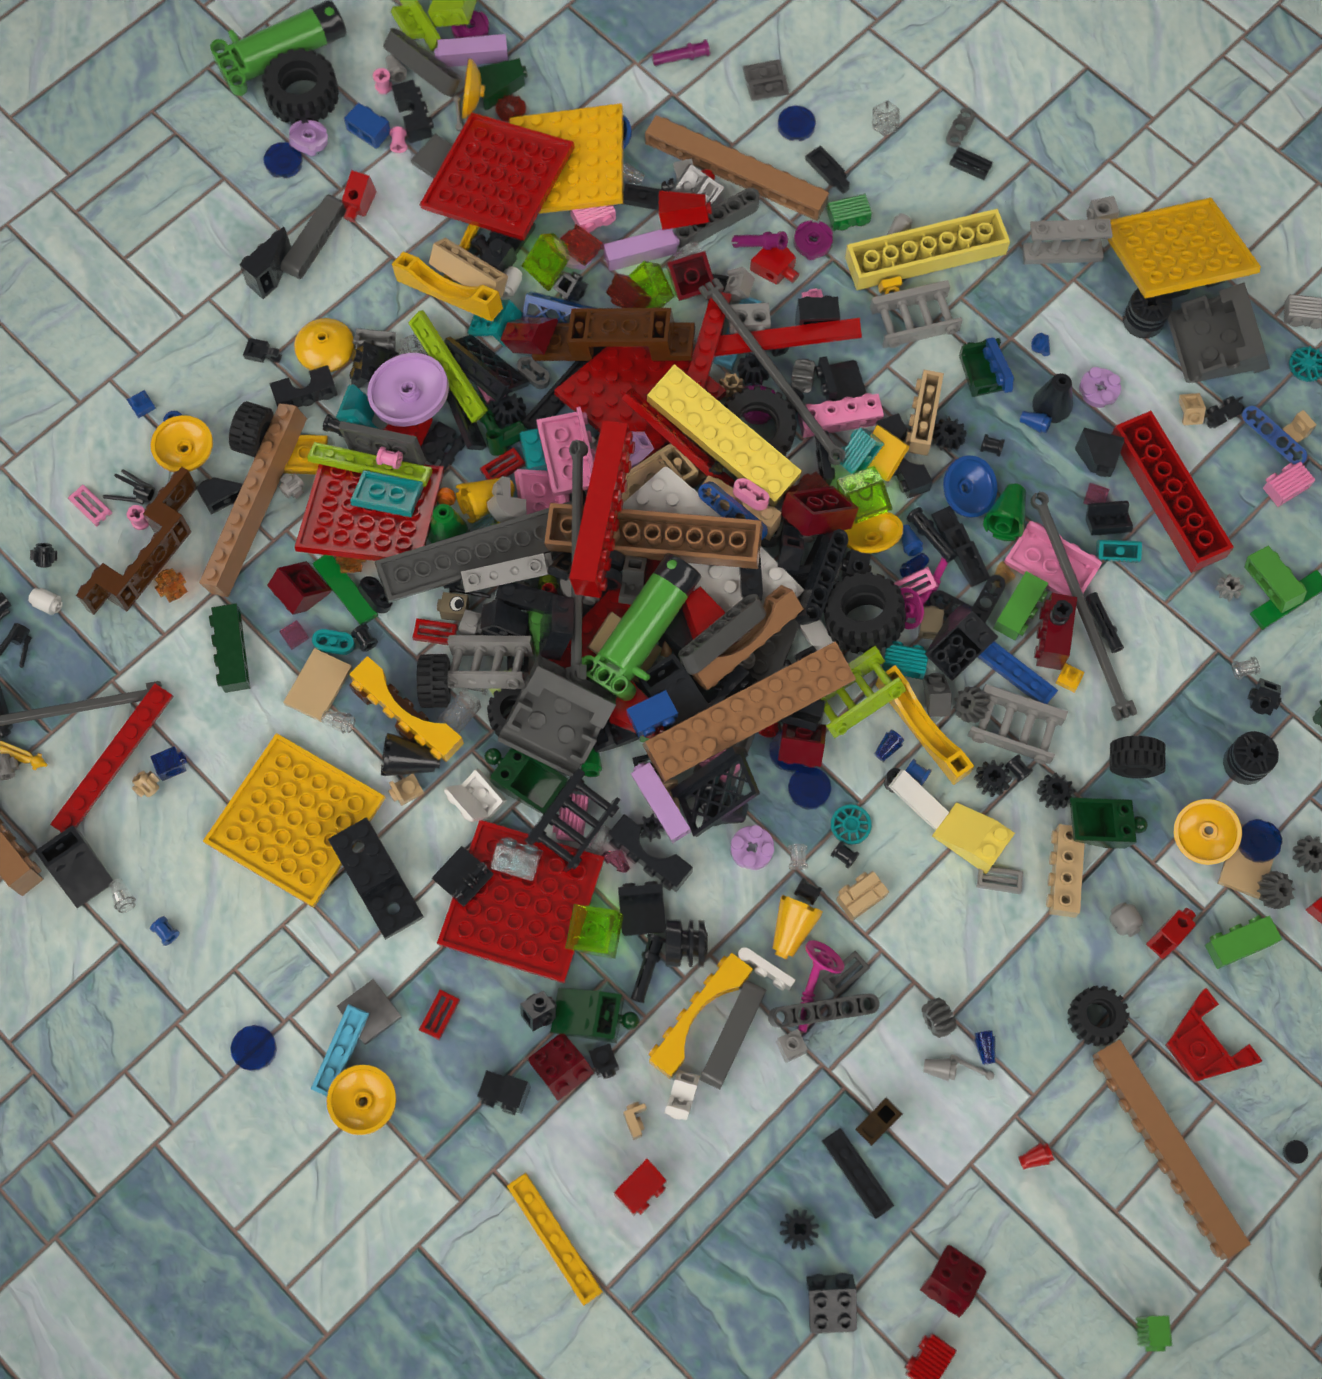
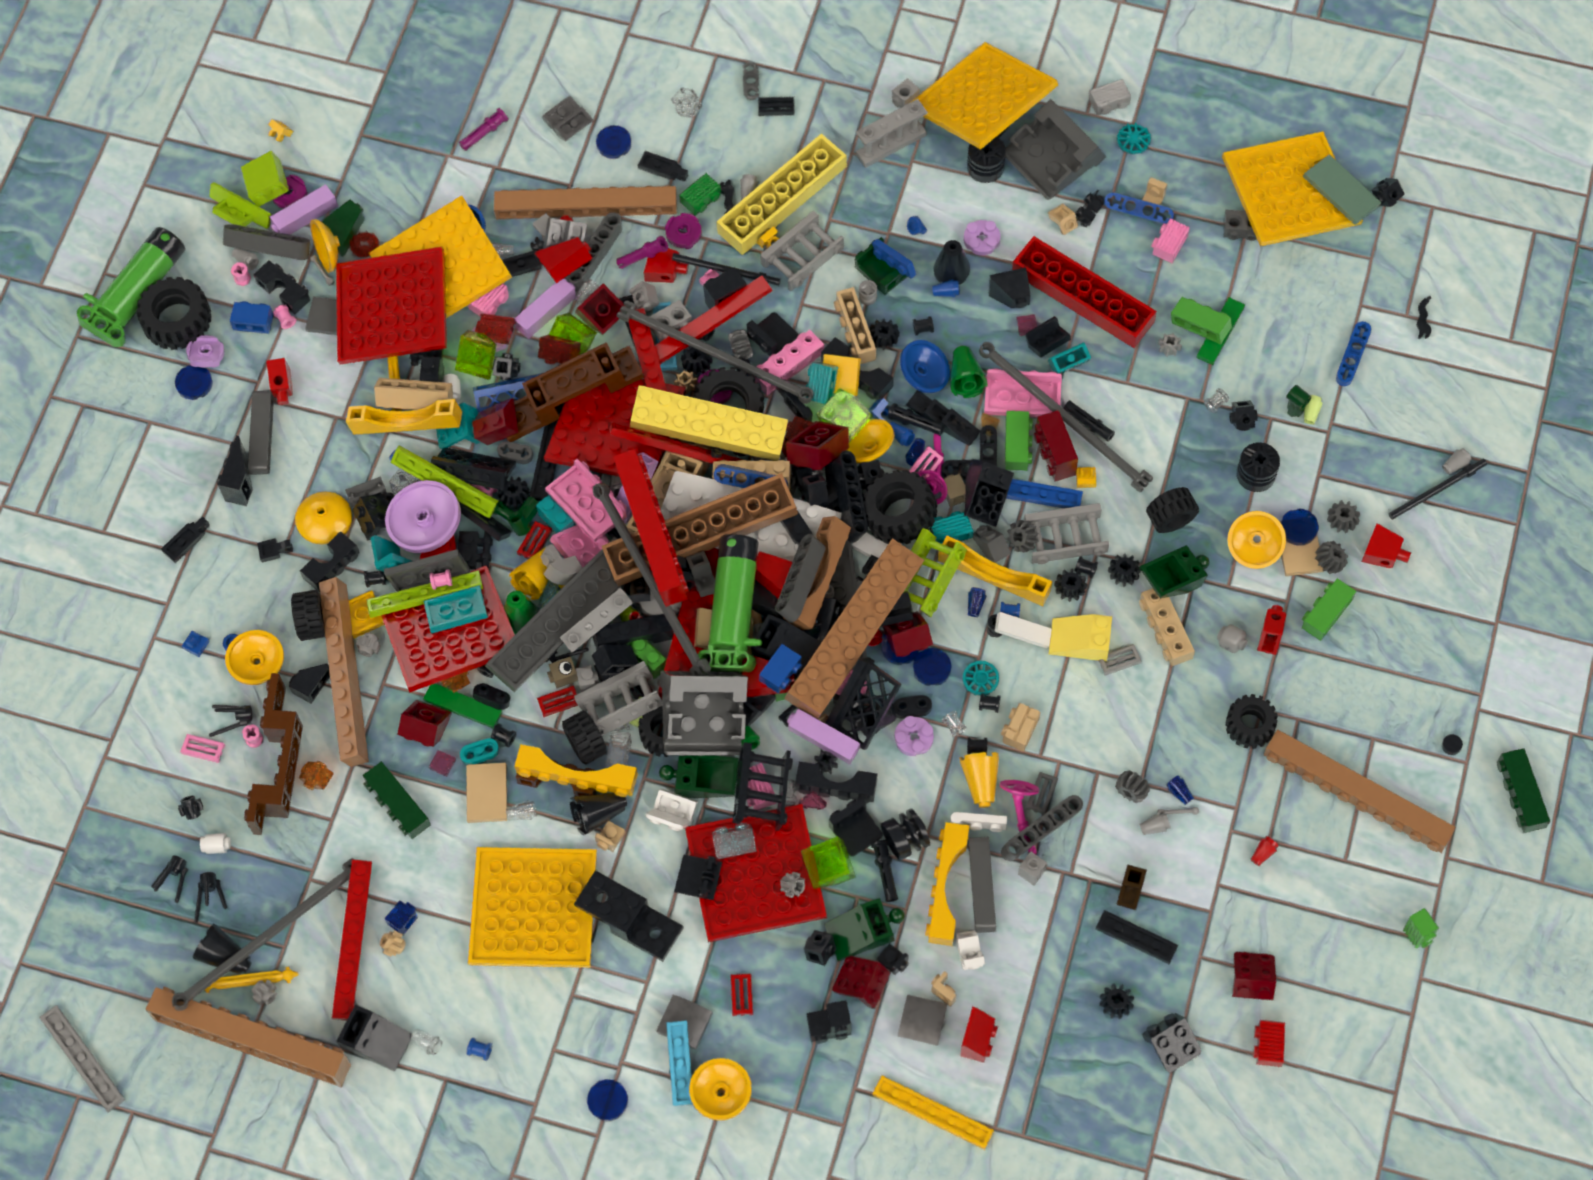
camera: 25 degrees left, 5 degrees down
(189, 302) = (185, 539): none -> black hinge
(446, 496) = (503, 588): orange plate -> none
(480, 244) = (410, 371): black bush -> none
(546, 934) = (792, 884): none -> light grey gear
(556, 627) = (663, 641): black brick -> none
(597, 1139) = (922, 1020): none -> flat silver slope
(751, 494) = (758, 458): bright pink beam -> none
(766, 819) = (912, 706): none -> black plate
(826, 291) = (721, 268): none -> black bar
(877, 222) = (728, 191): none -> black hair
(900, 504) = (878, 407): none -> blue tile
(956, 386) = (867, 292): none -> light grey wheel
(1065, 608) = (1053, 428): black bush -> none
(1200, 1050) = (1339, 706): red wing -> none

